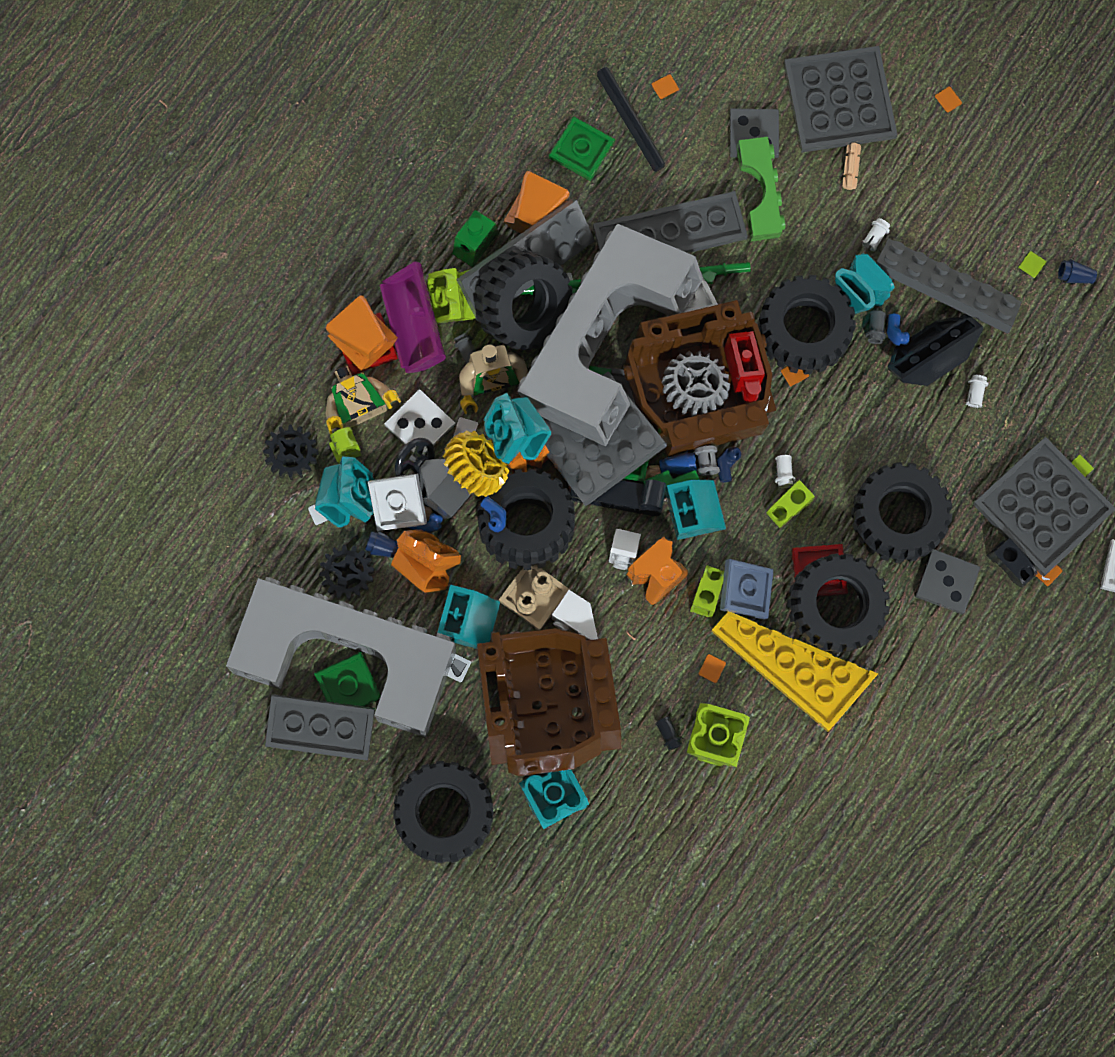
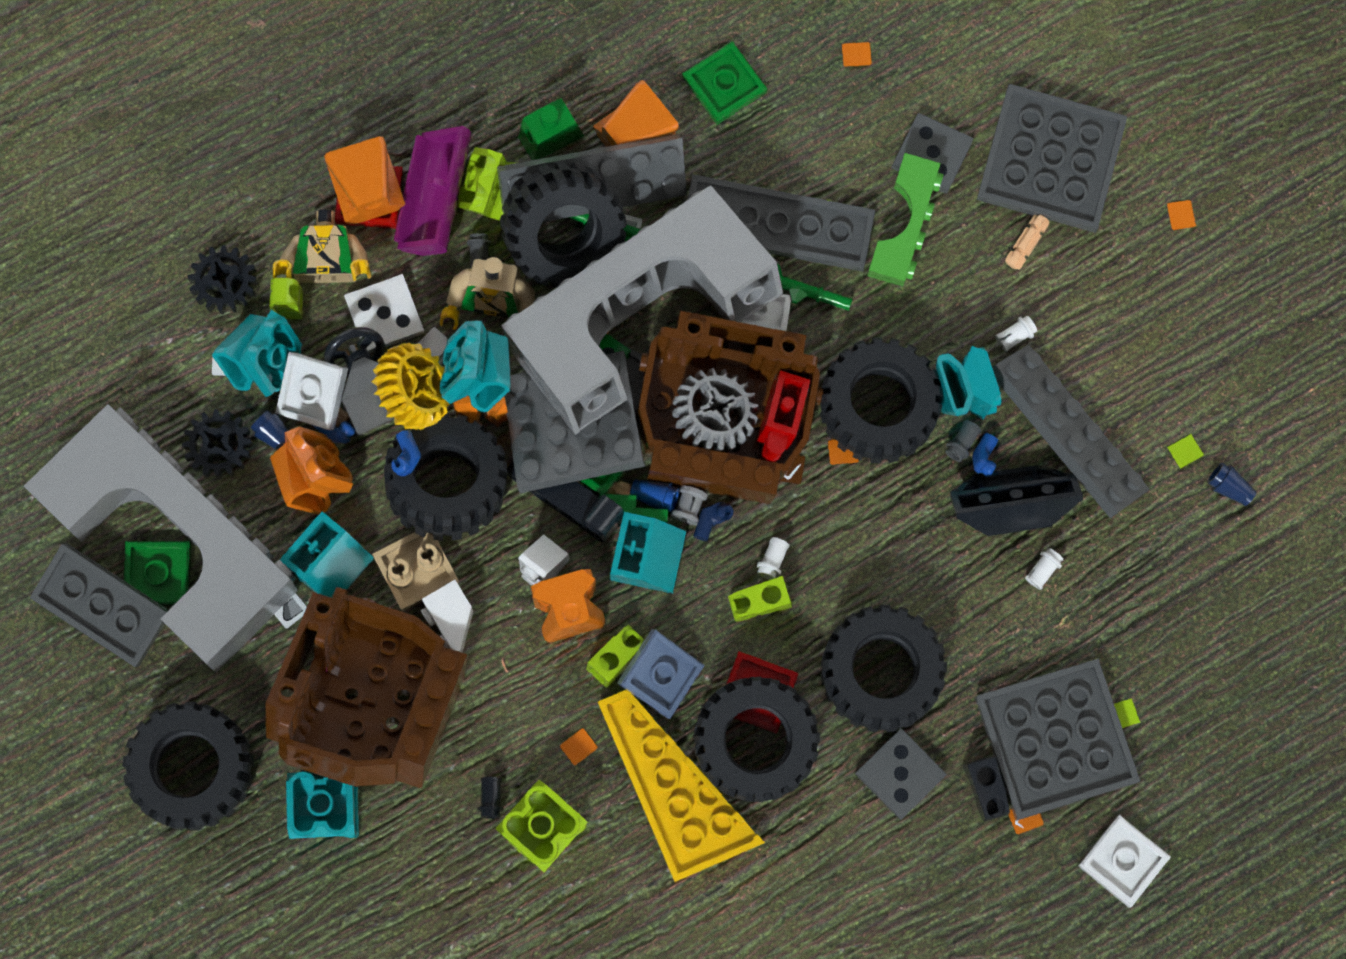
camera: 25 degrees right, 0 degrees up
(630, 119) = (797, 74): black axle -> none

